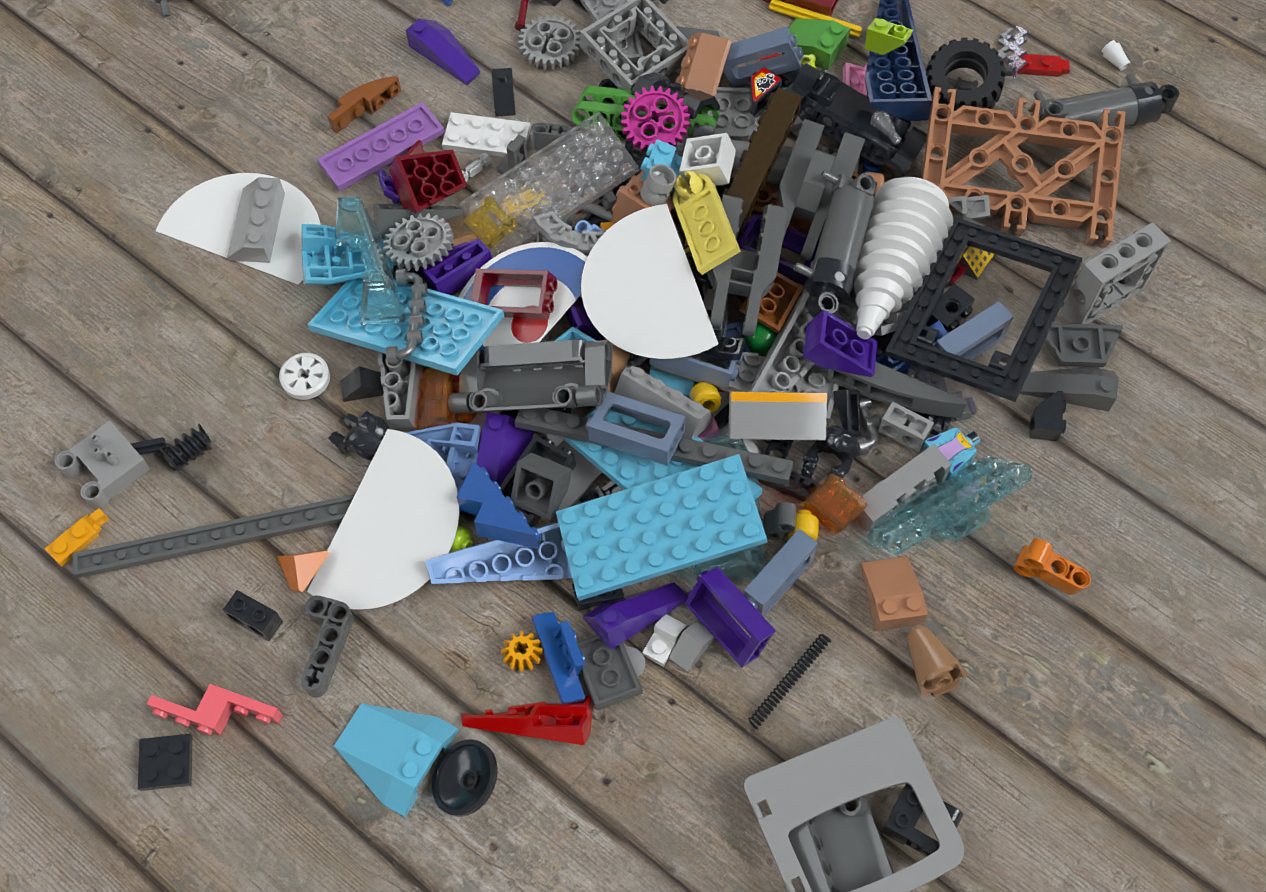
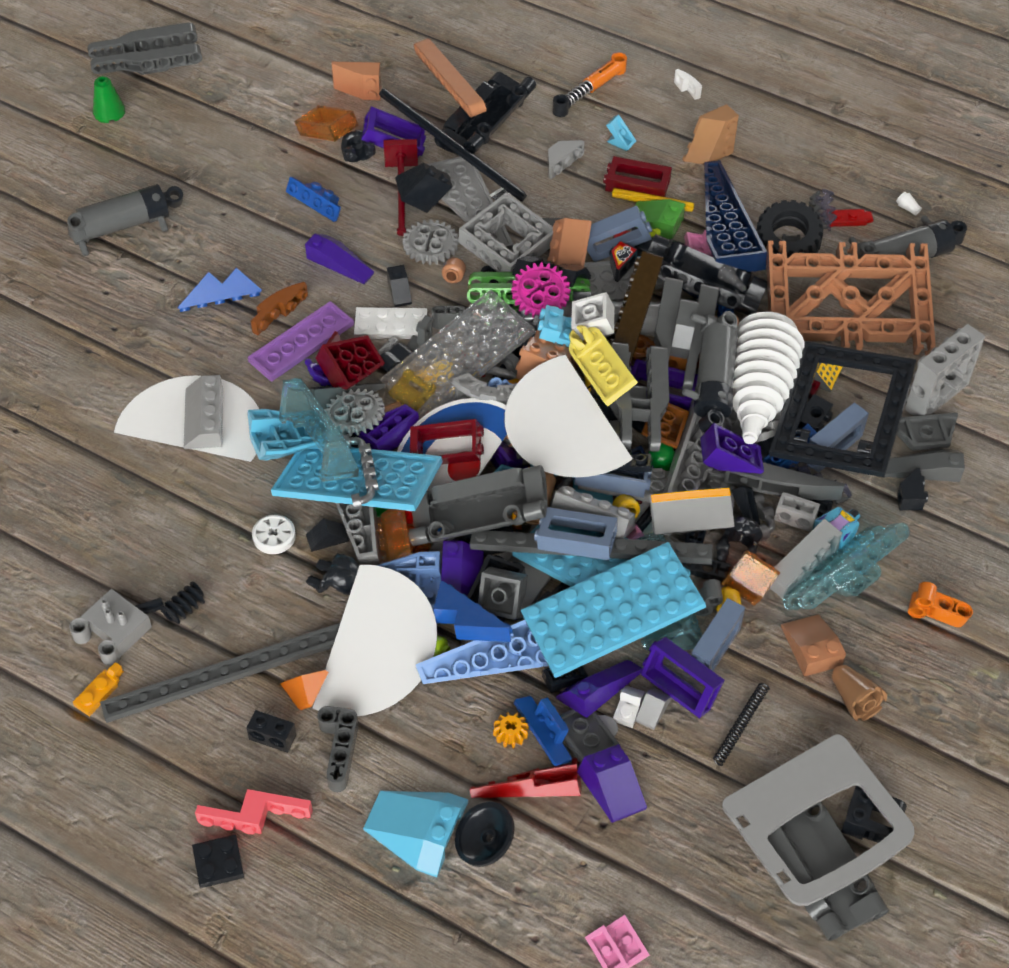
camera: 10 degrees left, 10 degrees down
(294, 74) = (212, 290): none -> slope
(481, 177) = (395, 356): none -> black axle
(569, 80) = (453, 270): none -> nougat head
(624, 736) = (613, 783): none -> dark purple slope
(658, 184) = (556, 339): light grey wheel -> none
(885, 36) = (718, 206): lime slope -> none
(972, 207) = (816, 333): light grey slope -> none

